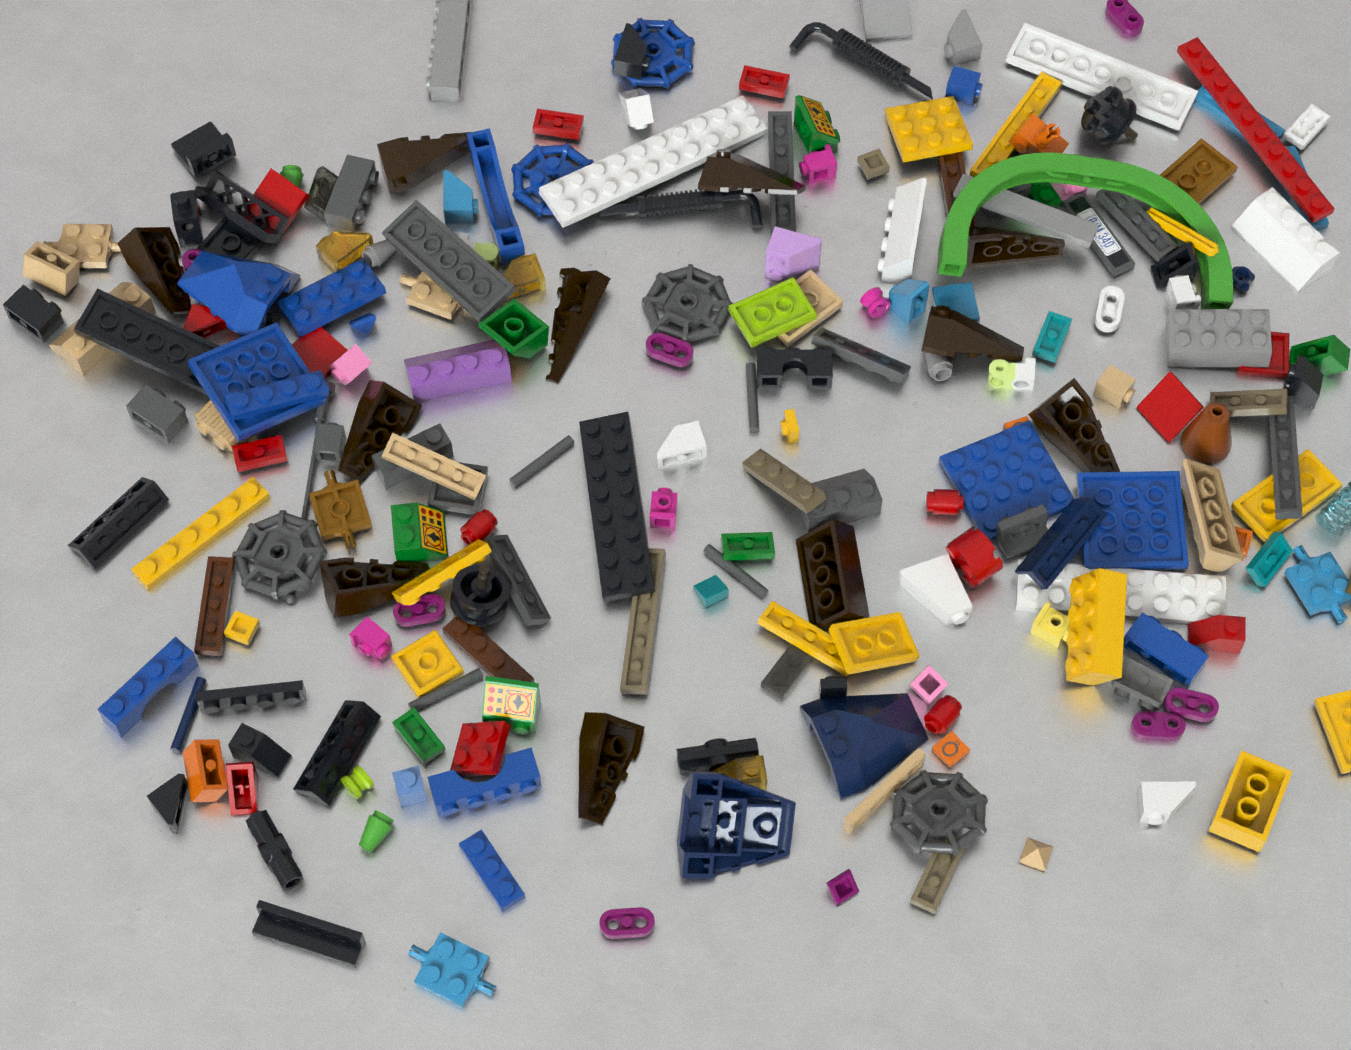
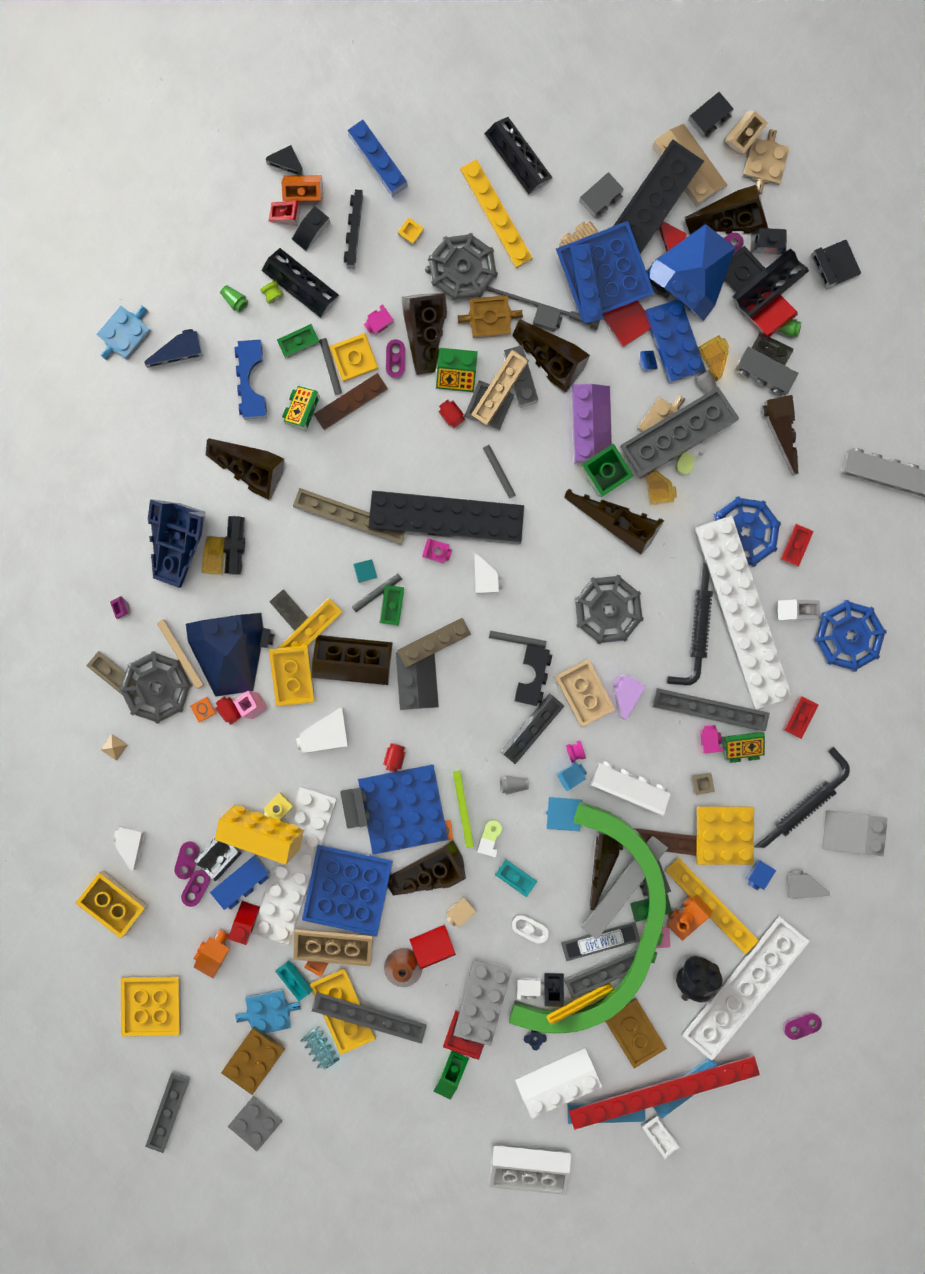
camera: 100 degrees right, 25 degrees up
(187, 716) = (352, 183): dark blue bar -> none
(214, 606) = (432, 214): reddish brown plate -> none
(259, 453) = (550, 266): red plate -> none
(274, 849) = (236, 227): black piece -> none
(309, 934) = (169, 240): black fence -> none
(349, 365) = (608, 343): bright pink brick -> none
(409, 786) = (259, 327): medium blue brick -> none
(433, 578) = (416, 378): yellow plate -> none
(457, 200) = (740, 452): dark azure slope -> none
(460, 887) = (180, 348): none -> dark blue slope
(479, 595) = (393, 402): black wheel -> none
(480, 748) = (275, 380): red plate -> none
(491, 870) = (188, 372): blue plate -> none
(494, 195) = (735, 482): blue arch -> none
(521, 587) = (403, 432): dark grey plate -> none
(627, 920) = (126, 455): magenta plate -> none
(631, 55) = (843, 615): black slope -> none
(670, 349) = (570, 586): magenta plate -> none
(735, 171) = (708, 673): dark brown wedge -> none
(772, 312) = (582, 670): lime tile -> none
(790, 426) = (483, 659): yellow plate -> none
(954, 332) = (526, 809): dark brown wedge -> none
(974, 557) = (341, 764): red brick -> none
(984, 410) = (463, 809): none -> lime tile
(1062, 541) = (338, 831): dark blue panel -> none
(1253, 402) = (422, 1007): dark tan plate -> none
(1274, 656) = (211, 954): none -> orange brick
(1303, 382) = (428, 1053): black slope -> none

